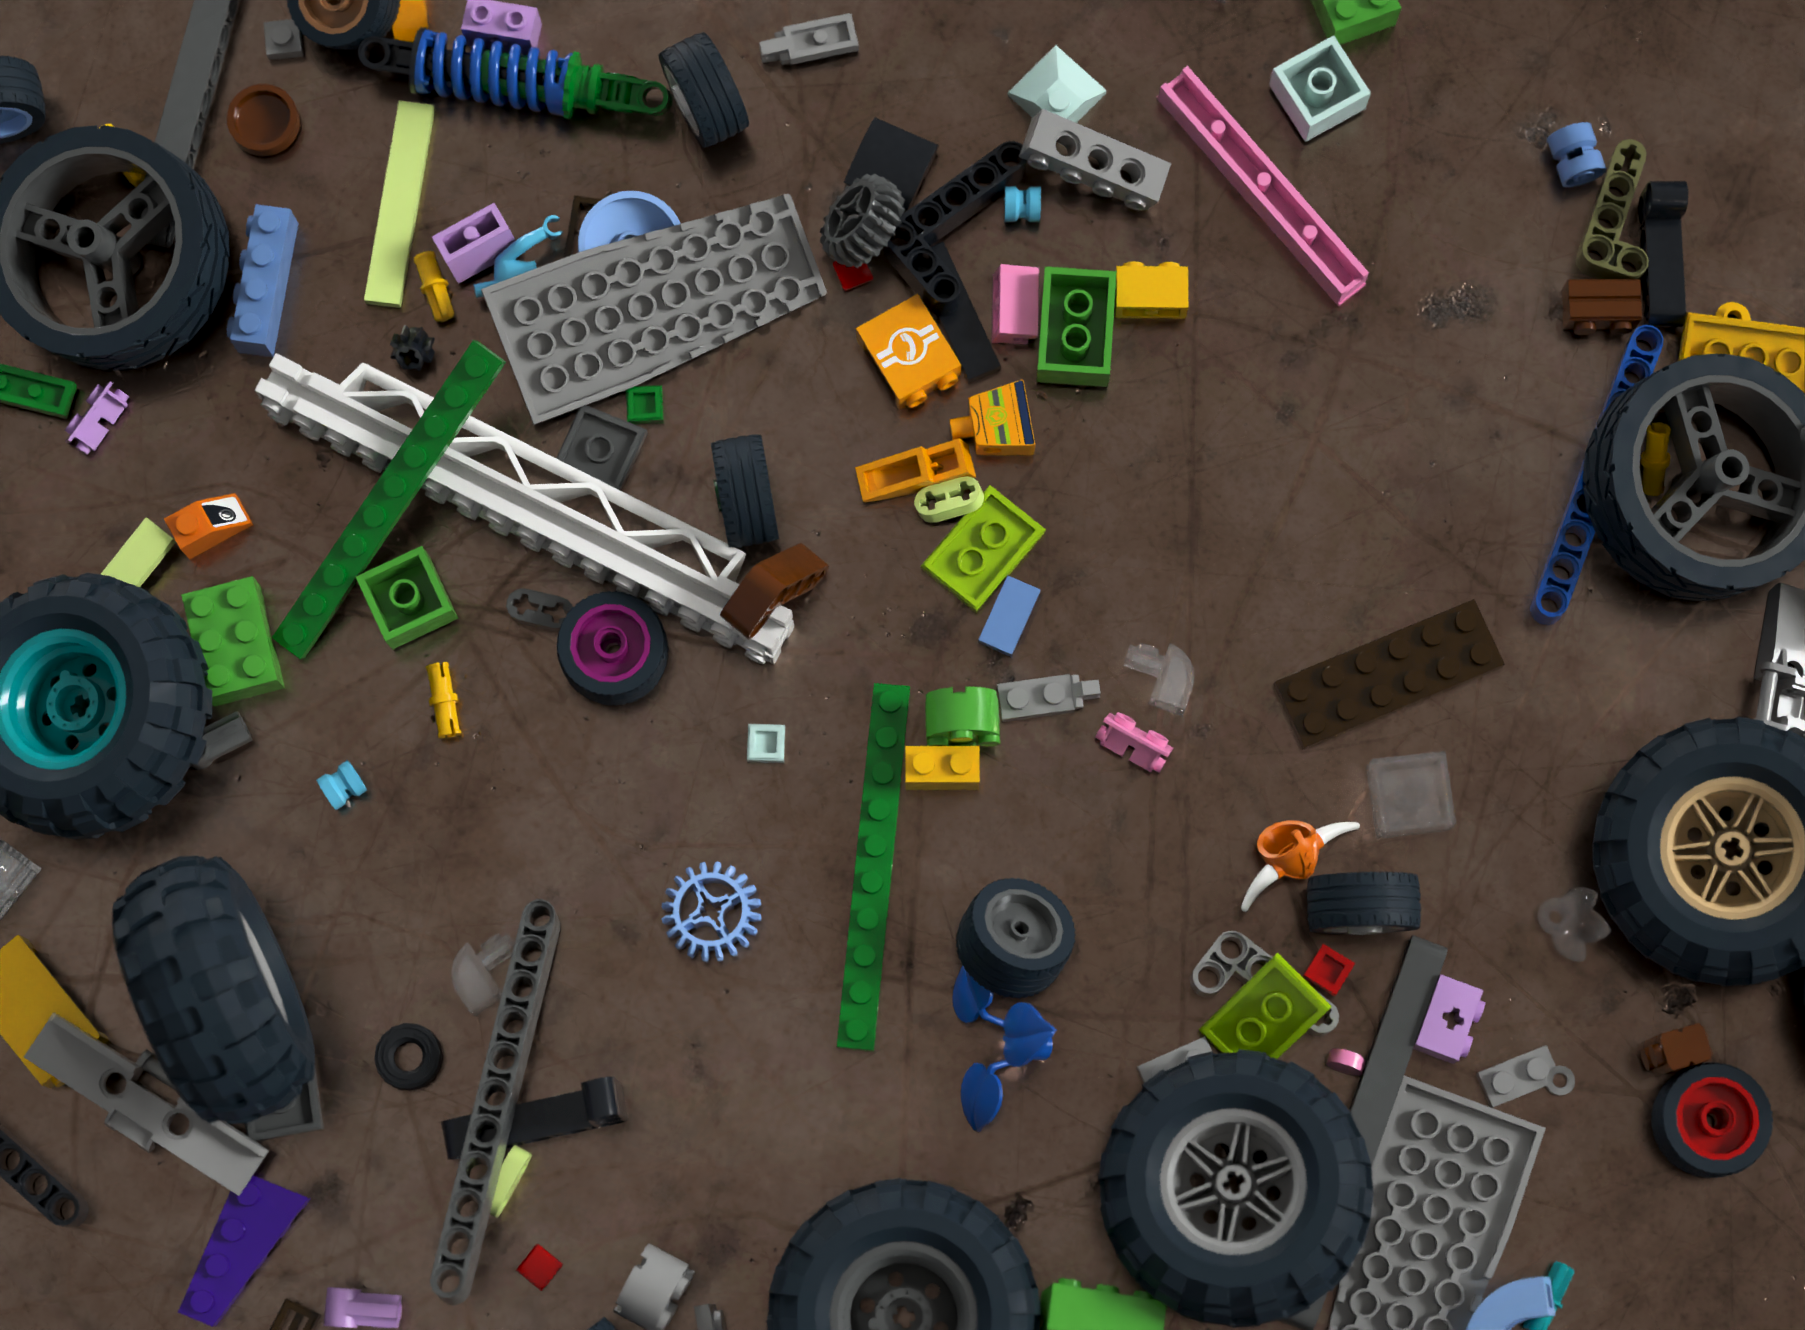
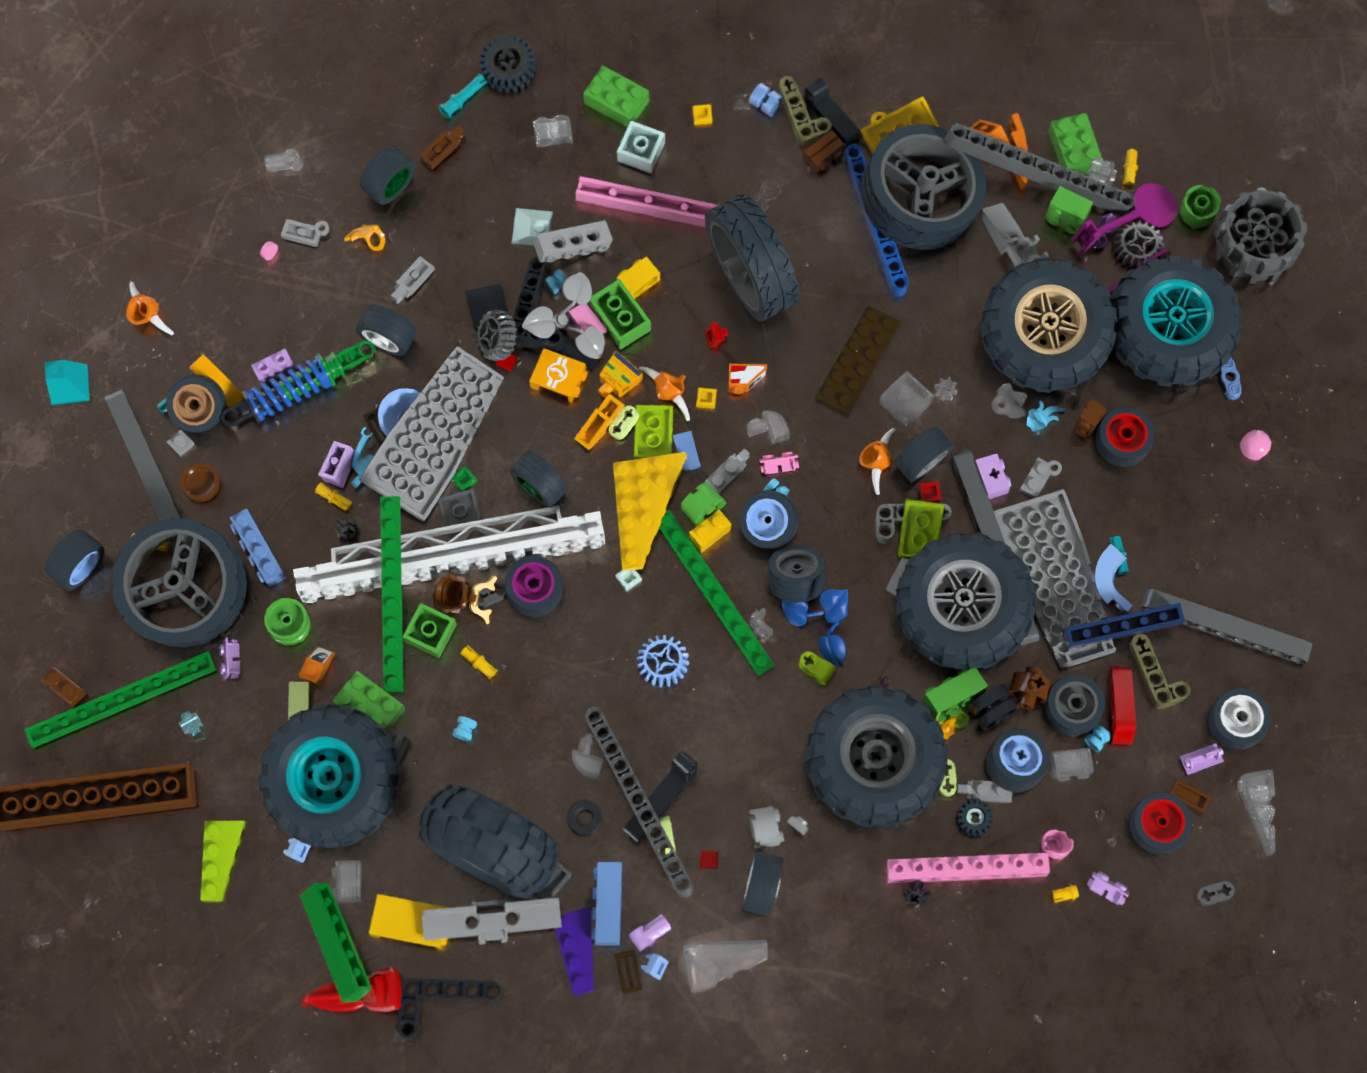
camera: 40 degrees left, 5 degrees down
(197, 427) = (287, 610): none -> bright green wheel
(333, 1217) = (608, 903): none -> medium blue brick
(399, 204) = (289, 474): yellowish green tile -> none
(490, 571) = (454, 593): none -> reddish brown helmet
(772, 585) = (583, 510): reddish brown beam -> none
(884, 634) = (641, 499): none -> yellow wing
(897, 980) = (760, 628): none -> clear bracket
(935, 1112) = (819, 669): none -> lime piece
(941, 250) = (543, 323): none -> light grey plant
(1060, 498) = (669, 388): none -> orange helmet
(1069, 824) = (783, 523): none -> wheel
(1093, 783) = (774, 486): none -> medium azure wheel
(1106, 556) = (706, 398): none -> yellow tile
(1189, 568) = (745, 376): none -> slope
(1197, 468) = (715, 334): none -> red tile
(1337, 390) = (752, 257): none -> black wheel
(1346, 1062) = (966, 524): bright pink tile -> none
(1460, 106) = (702, 114): none -> yellow tile
(1496, 820) = (947, 384): none -> clear gear
(1600, 986) = (1040, 418): none -> medium azure piece
(1655, 458) = (897, 195): yellow pin -> none

